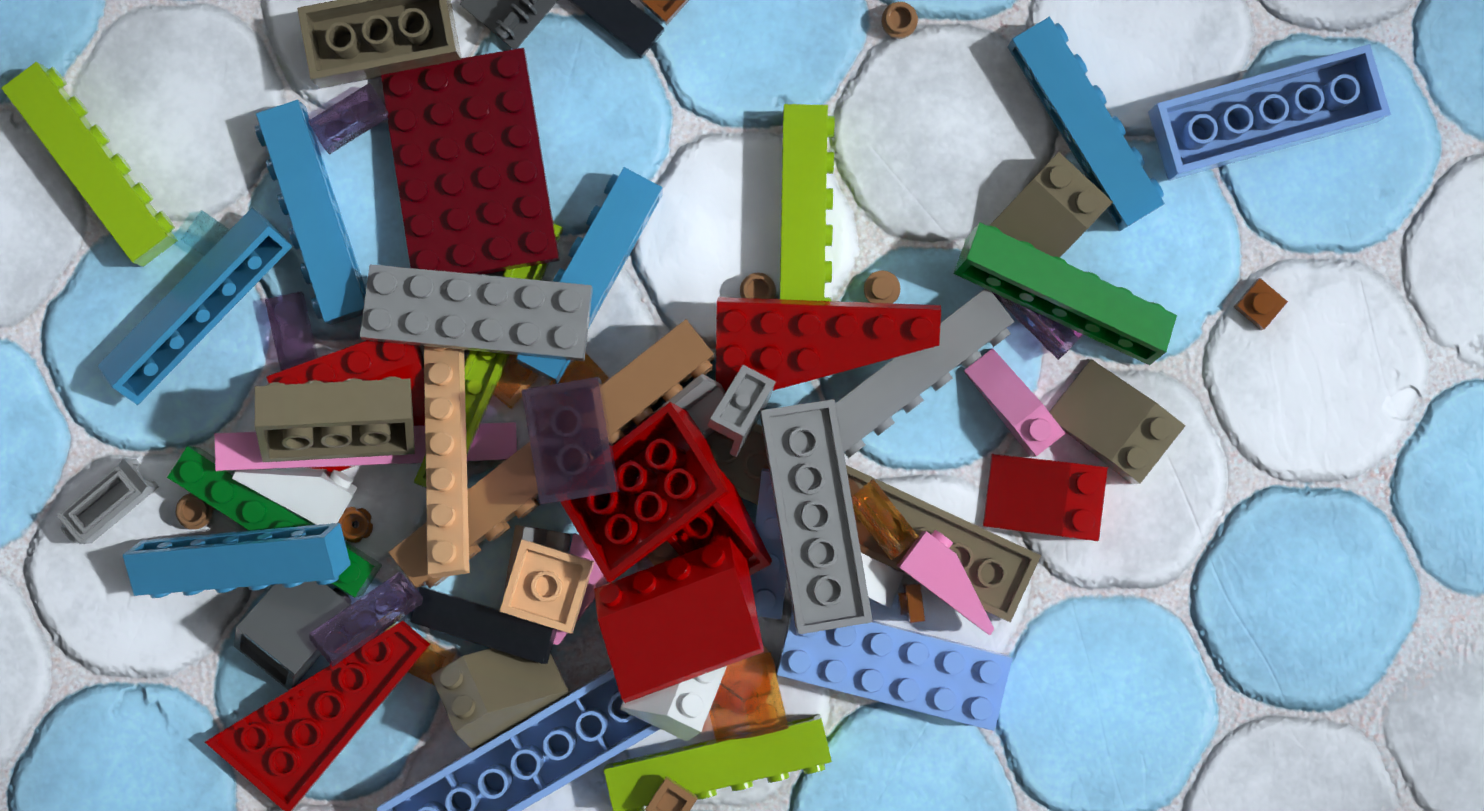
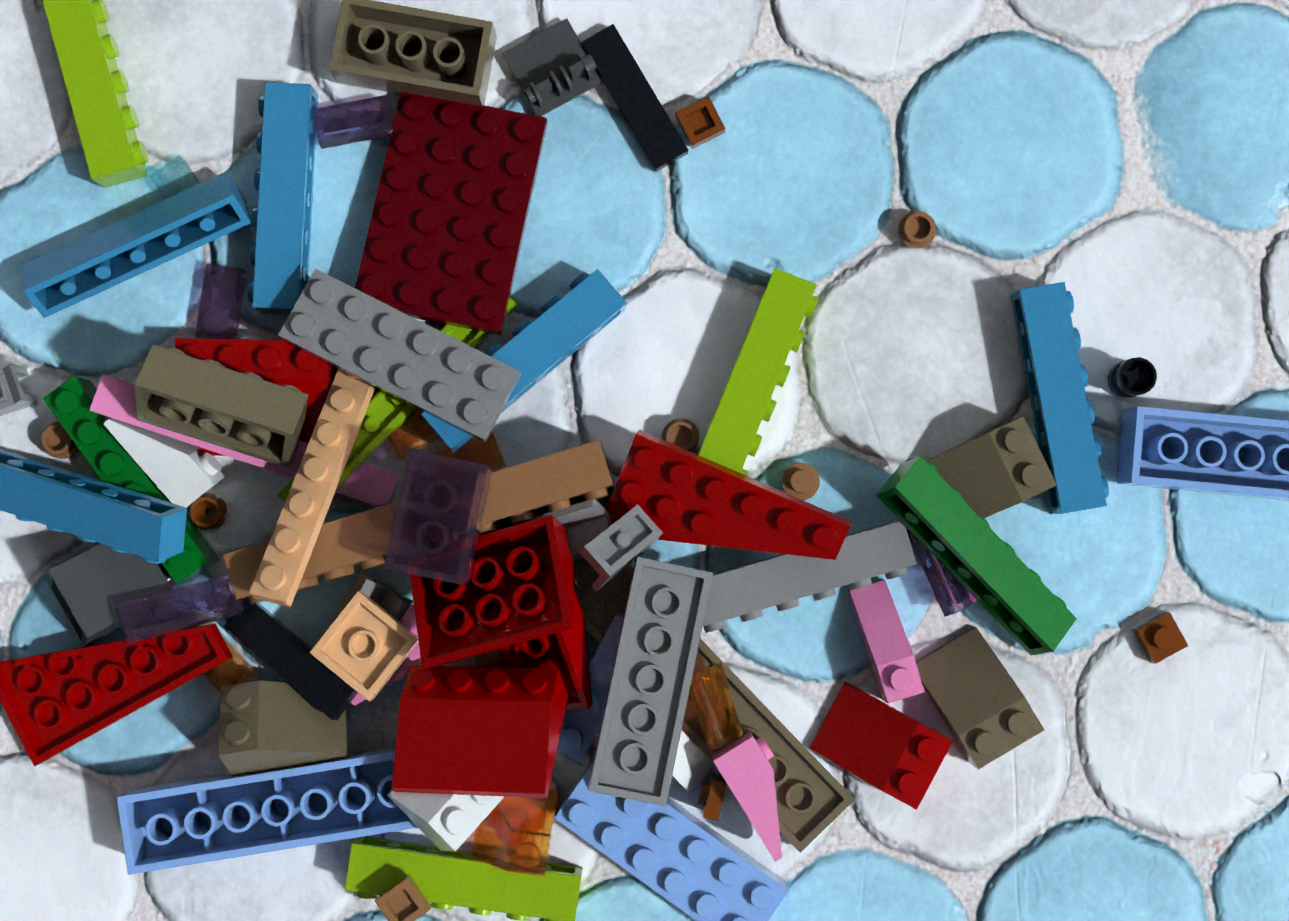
camera: 20 degrees right, 0 degrees up
(1147, 72) = (1139, 376): none -> black wheel

